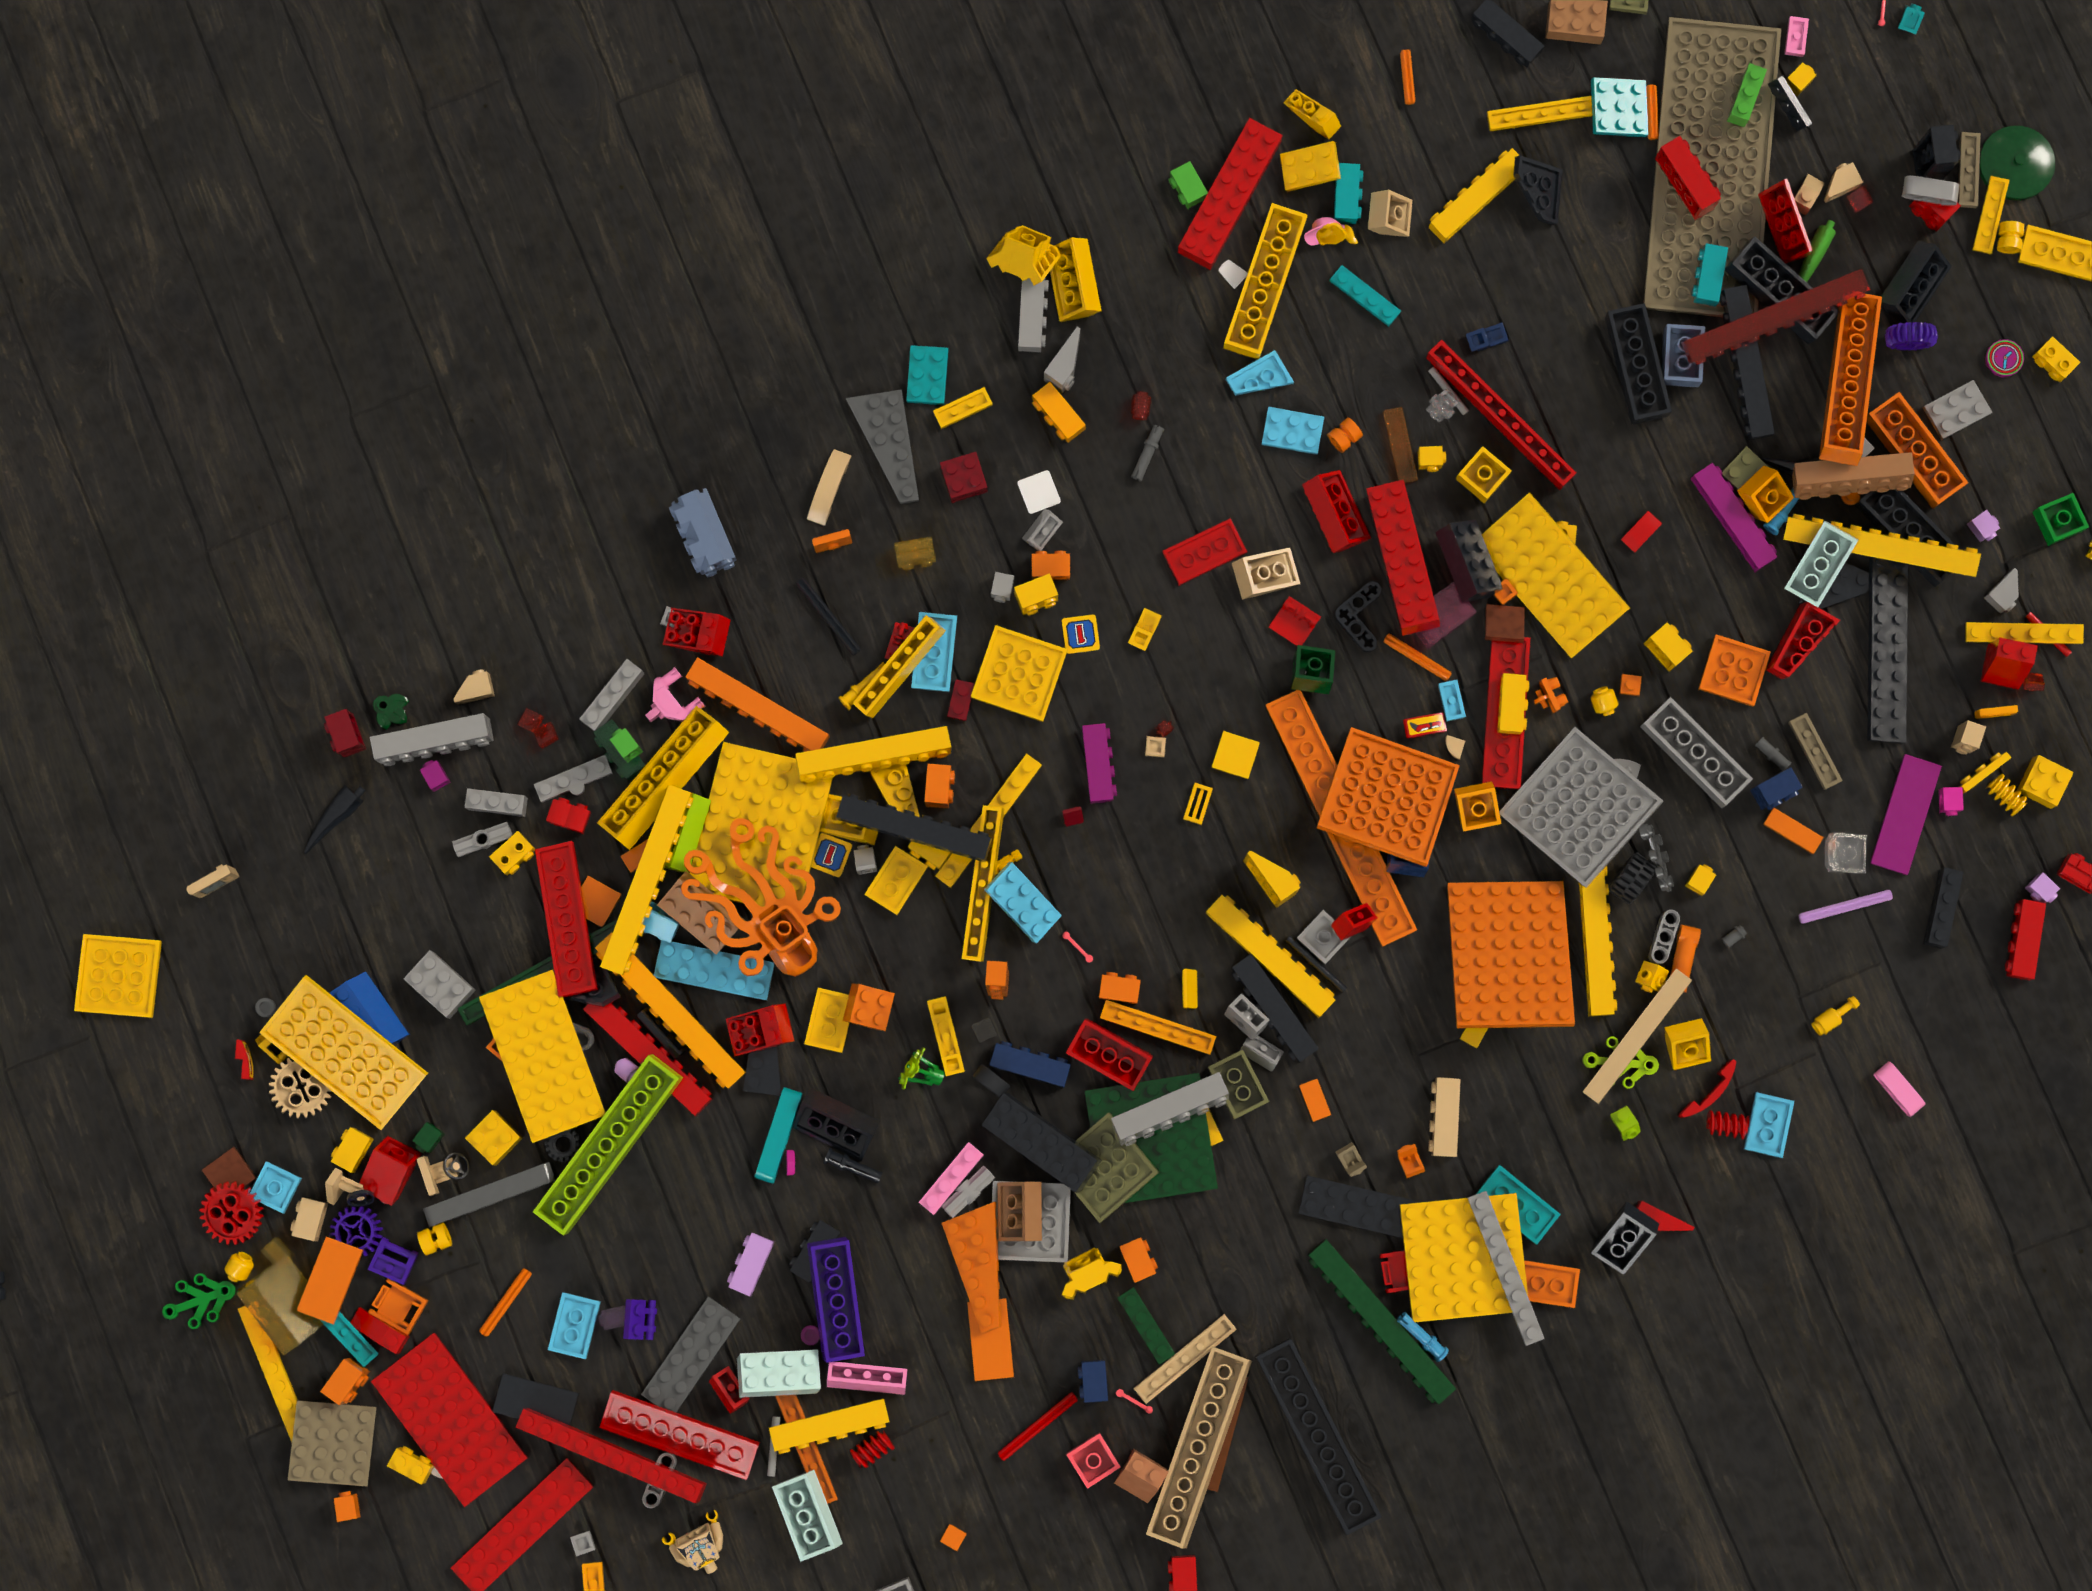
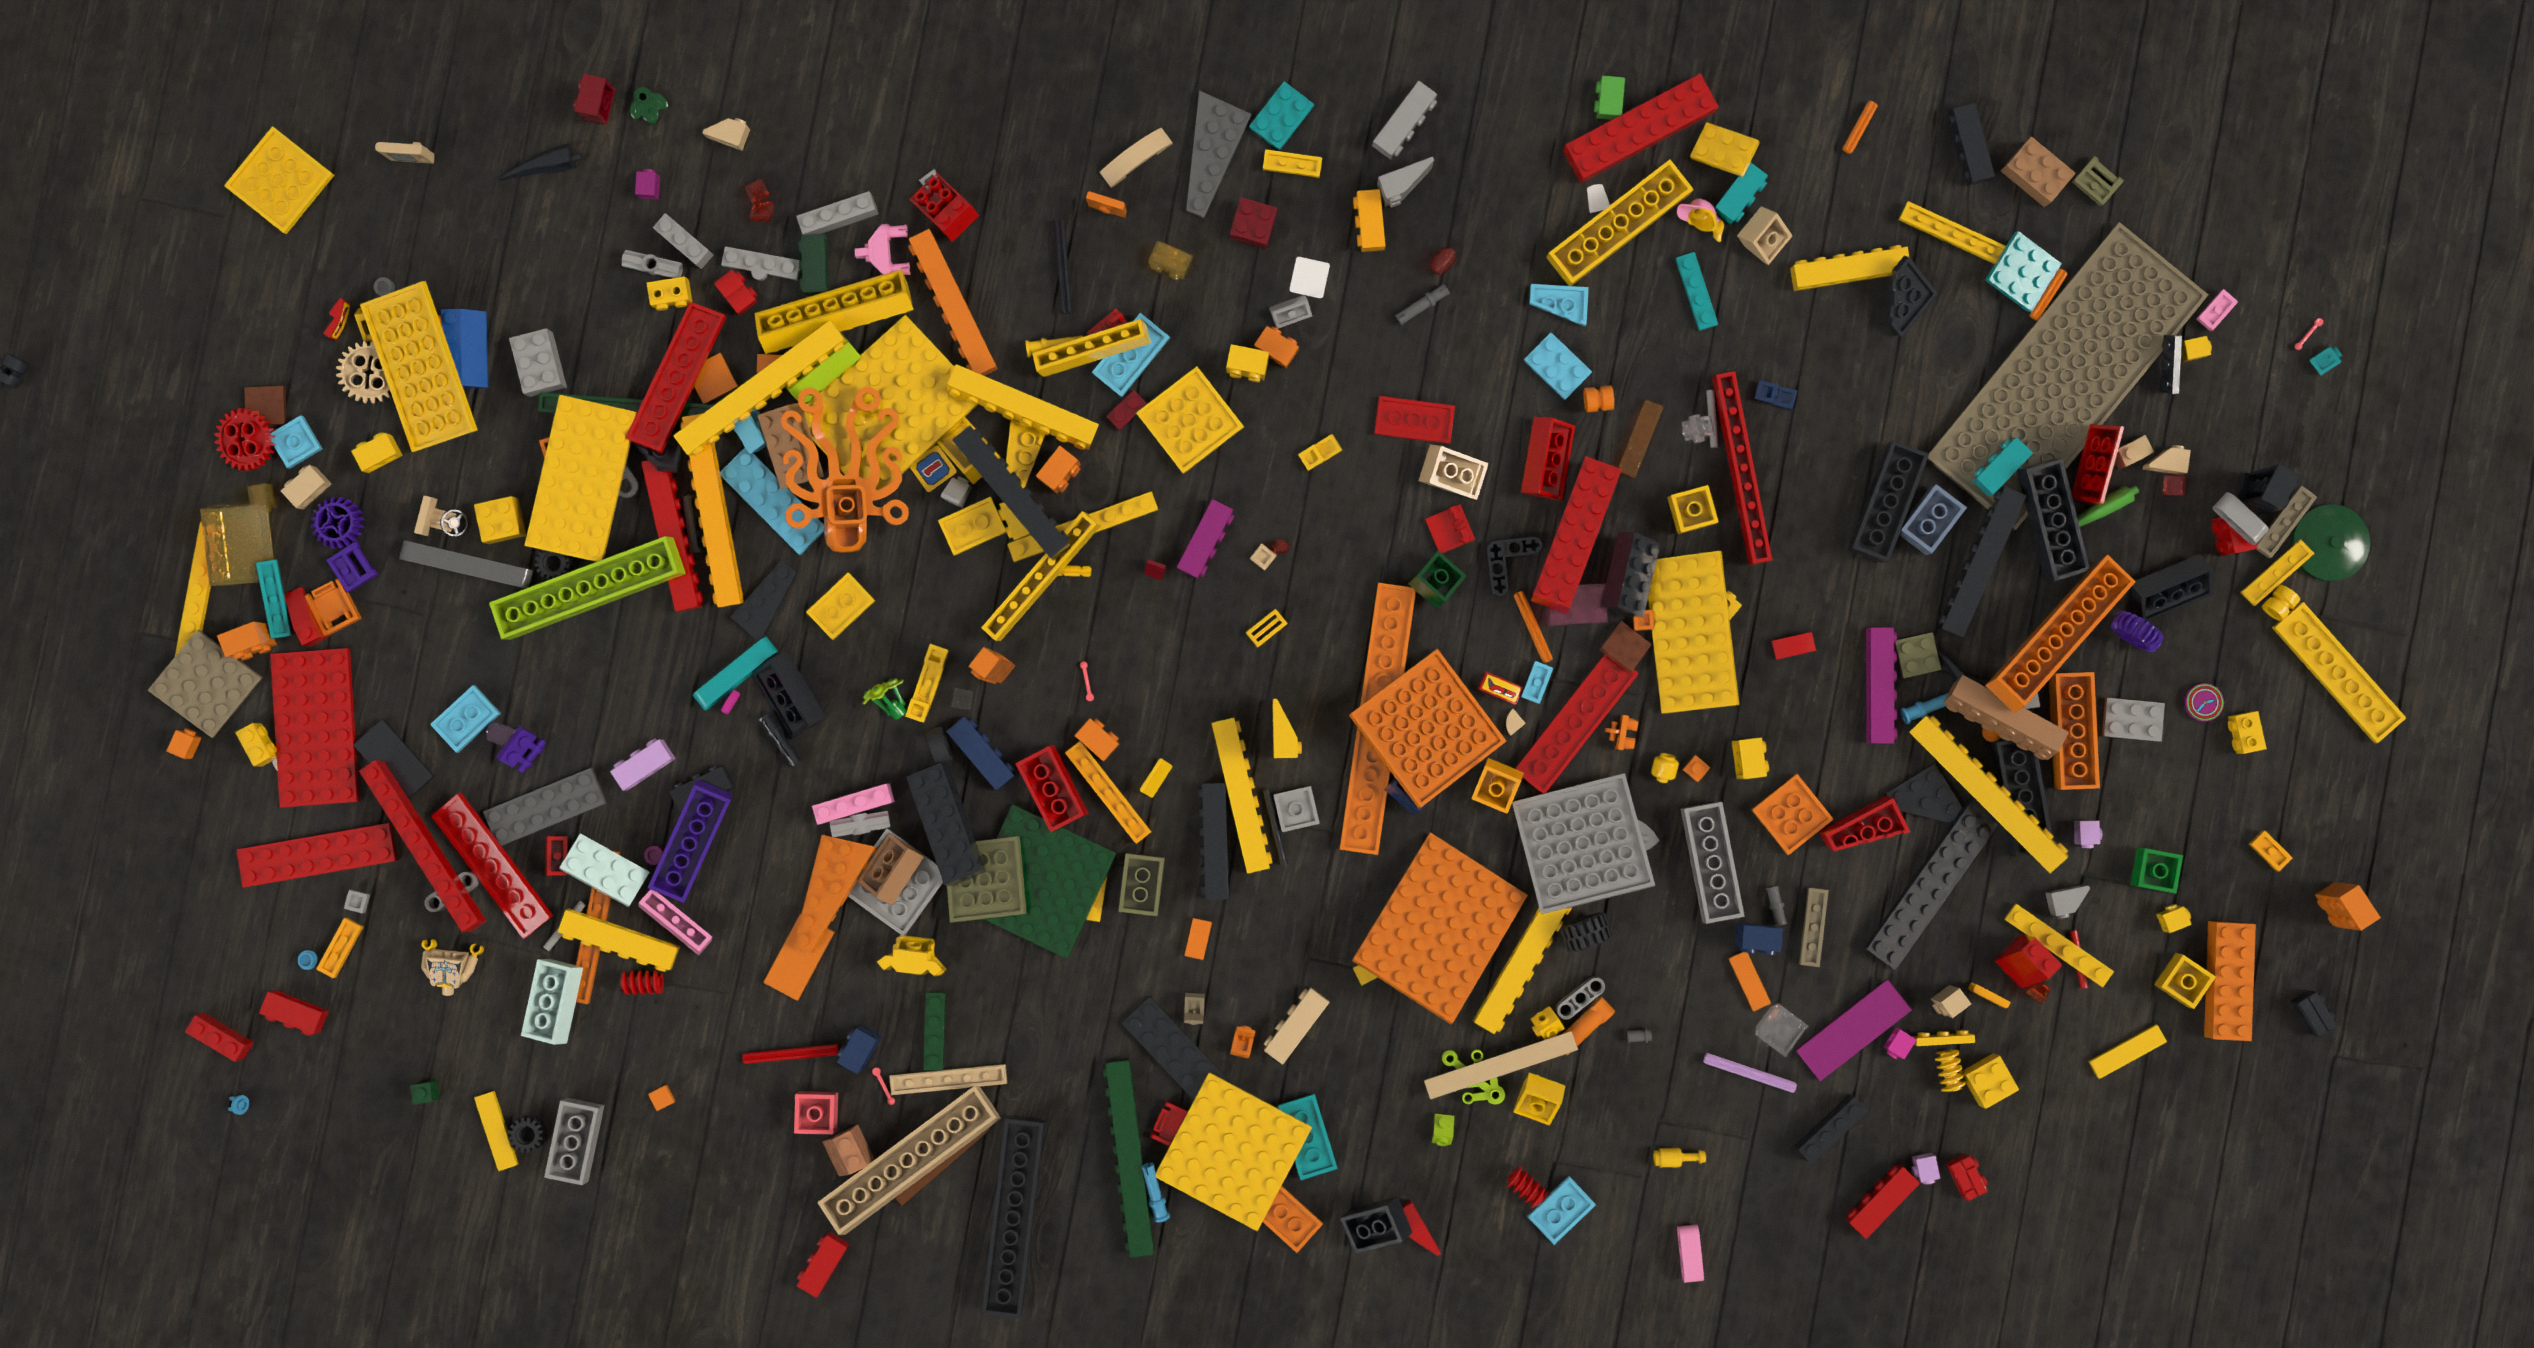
camera: 30 degrees right, 5 degrees up
(202, 1299) = (176, 495): green plant -> none
(239, 1267) = (223, 488): yellow head -> none
(330, 1280) = (286, 549): orange tile -> none
(338, 1183) = (342, 474): tan piece -> none
(389, 1170) = (396, 489): red slope -> none
(428, 1138) = (446, 484): dark green brick -> none
(429, 1243) = (400, 572): yellow wheel -> none
(432, 739) = (664, 152): light grey brick -> none
(505, 1302) = (422, 662): orange axle -> none
(625, 744) = (818, 263): bright green brick -> none
(625, 1069) = (644, 534): lavender brick -> none
(703, 533) = (1003, 126): sand blue brick -> none
(760, 1029) = (776, 576): red slope -> none
(868, 1007) = (878, 616): orange brick -> none
(1002, 587) = (1224, 337): light grey brick -> none
(1022, 902) = (1063, 614): medium azure plate -> none
(1025, 254) = (1431, 66): yellow slope -> none
(1075, 281) = (1458, 115): yellow slope -> none
(1080, 634) = (1264, 420): sticker -> none
(1138, 1259) = (963, 973): orange brick -> none
(1170, 1108) = (1067, 868): light grey brick -> none
(1235, 755) = (1325, 608): yellow tile -> none
(1246, 1017) = (1186, 833): light grey brick -> none
(1262, 1052) = (1181, 869): light grey slope -> none
(1314, 114) = (1758, 106): yellow slope -> none
(1354, 921) = (1328, 813): red brick -> none
(1431, 458) = (1658, 466): yellow brick -> none
(1505, 1268) = (1260, 1183): light grey plate -> none
(1512, 704) = (1585, 719): yellow brick -> none
(1659, 858) = (1619, 928): dark grey plant -> none
(1687, 177) = (2040, 370): red brick -> none
(1700, 879) = (1644, 970): yellow brick -> none
(1726, 1074) = (1555, 1144): red slope -> none
(1746, 95) = (2139, 332): bright green brick -> none
(1765, 494) = (1920, 683): light orange brick -> none
(1775, 316) = (2032, 538): clear red brick -> none
(1821, 563) = (1926, 774): light aqua brick -> none

